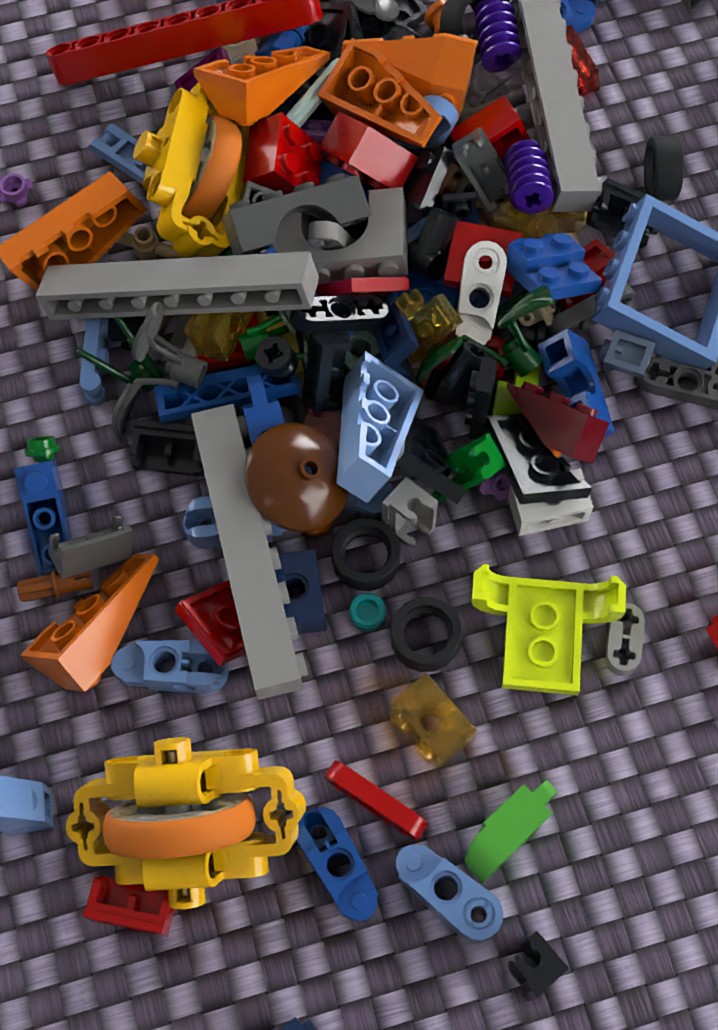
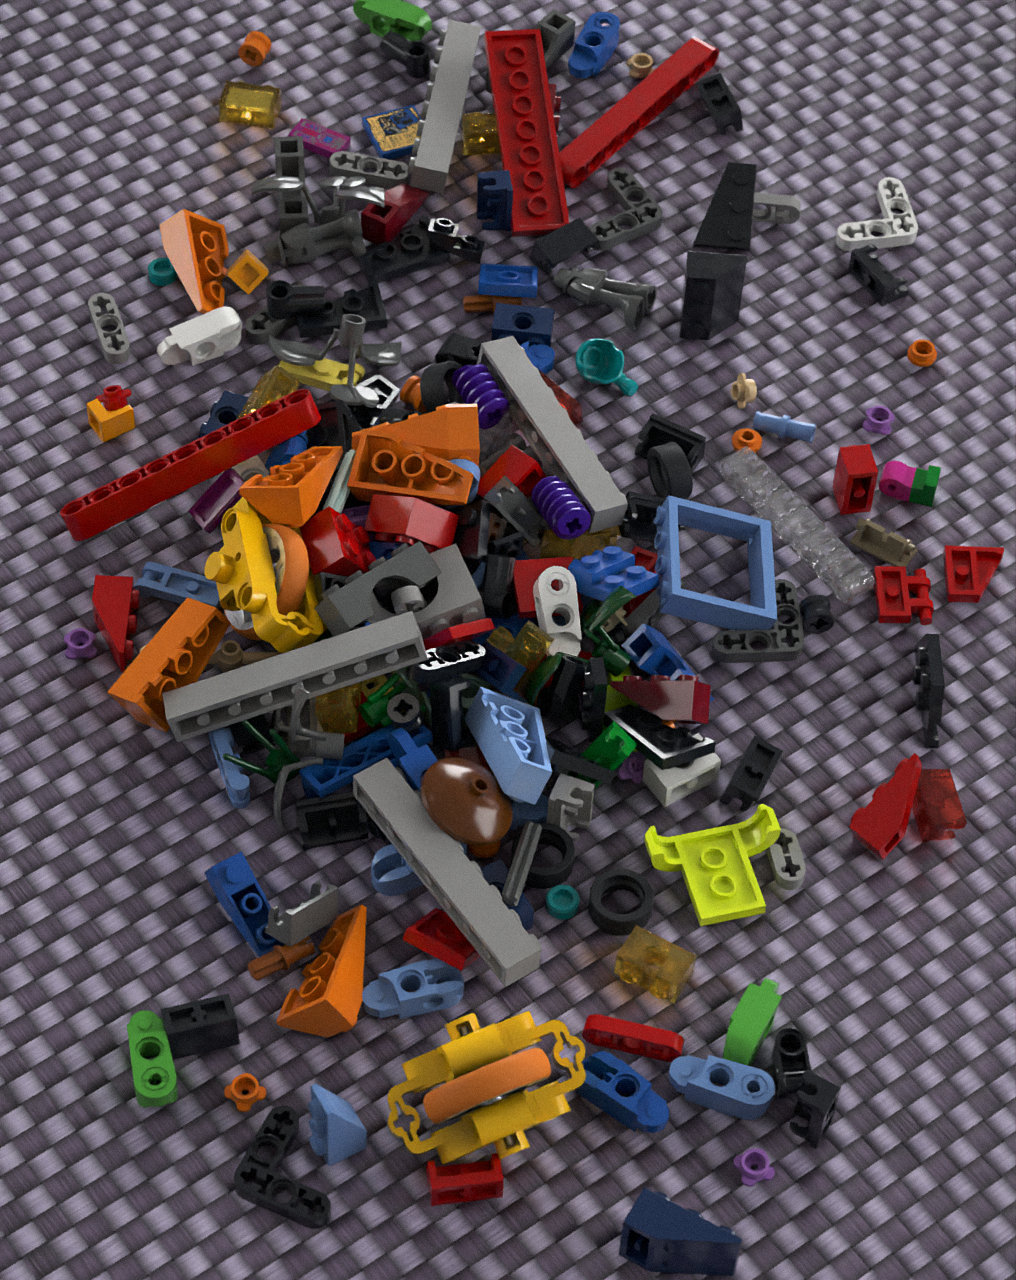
camera: 25 degrees left, 15 degrees down
(42, 448) = (215, 852): green plate -> none
(58, 163) = (113, 609): none -> red slope
(330, 563) = (521, 863): none -> dark grey axle
(440, 1014) = (757, 1158): none -> medium lavender plate
(535, 898) = (789, 1066): none -> black piece
(623, 530) = (752, 773): none -> black hinge
(626, 354) = (699, 633): sand blue bracket -> none
(639, 34) = (603, 363): none -> teal hair
(695, 140) = (662, 431): none -> black hinge

